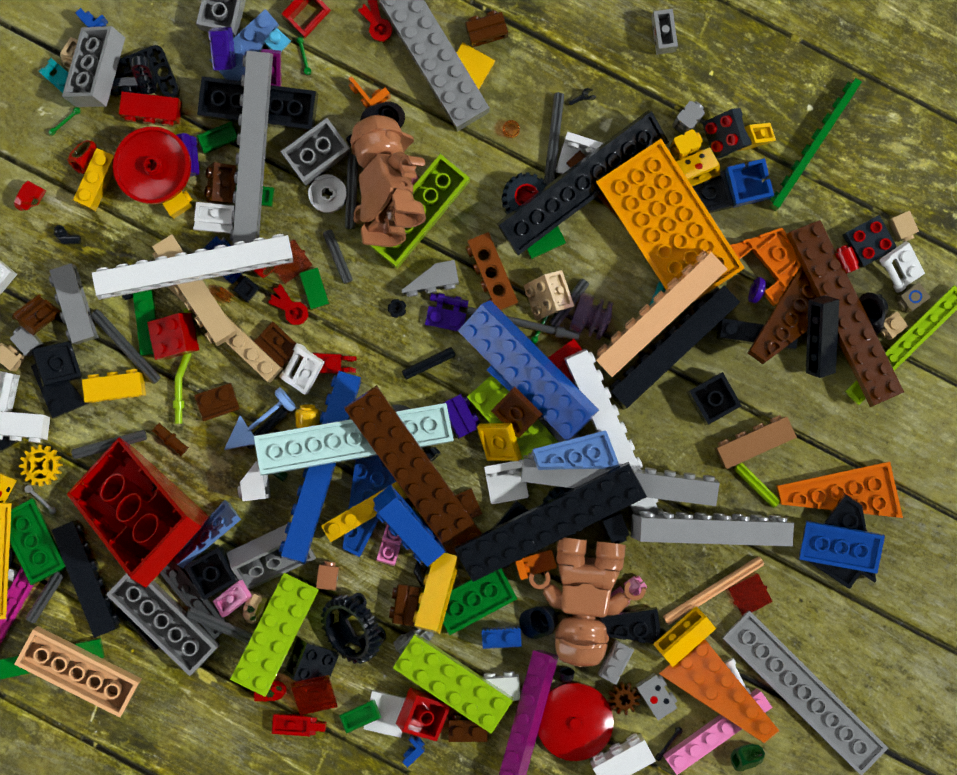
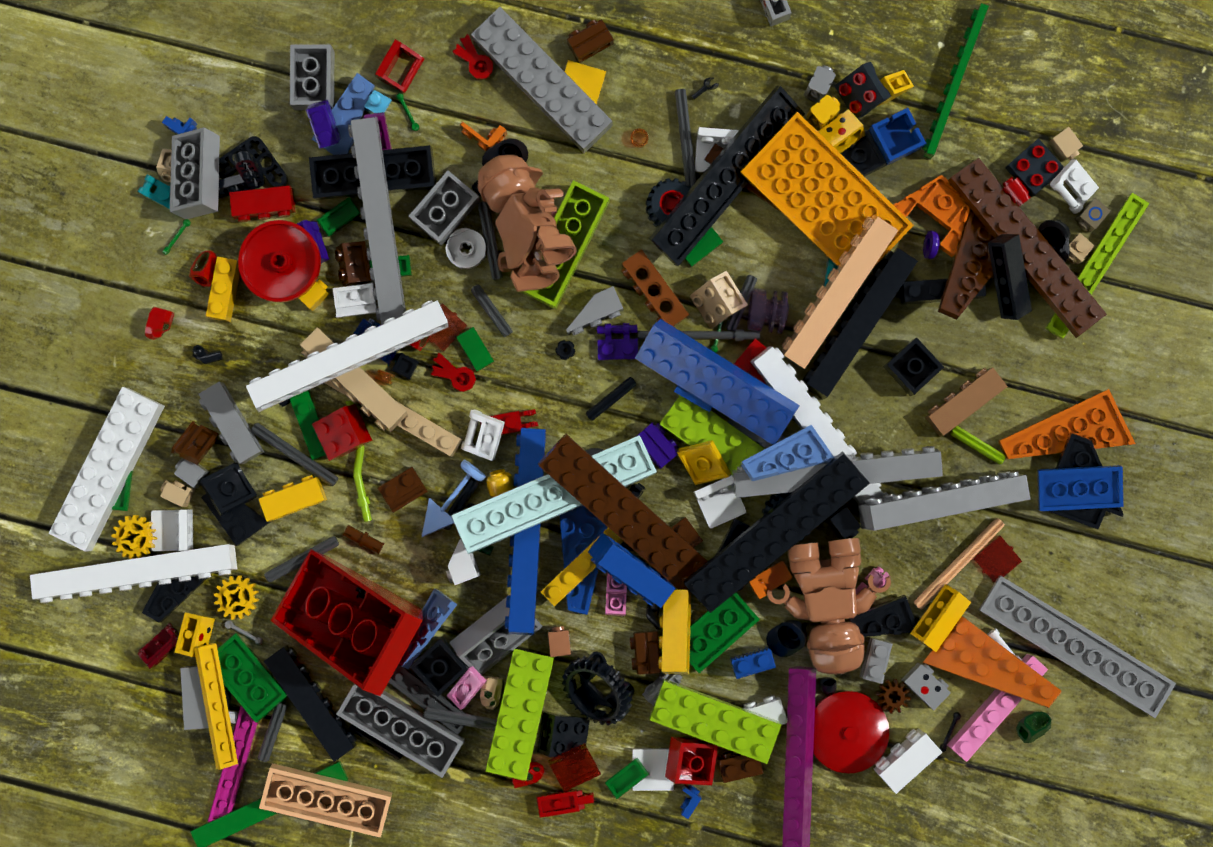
camera: 10 degrees left, 0 degrees up
(276, 344) = (450, 415): reddish brown plate -> none
(516, 410) = (715, 426): reddish brown plate -> none

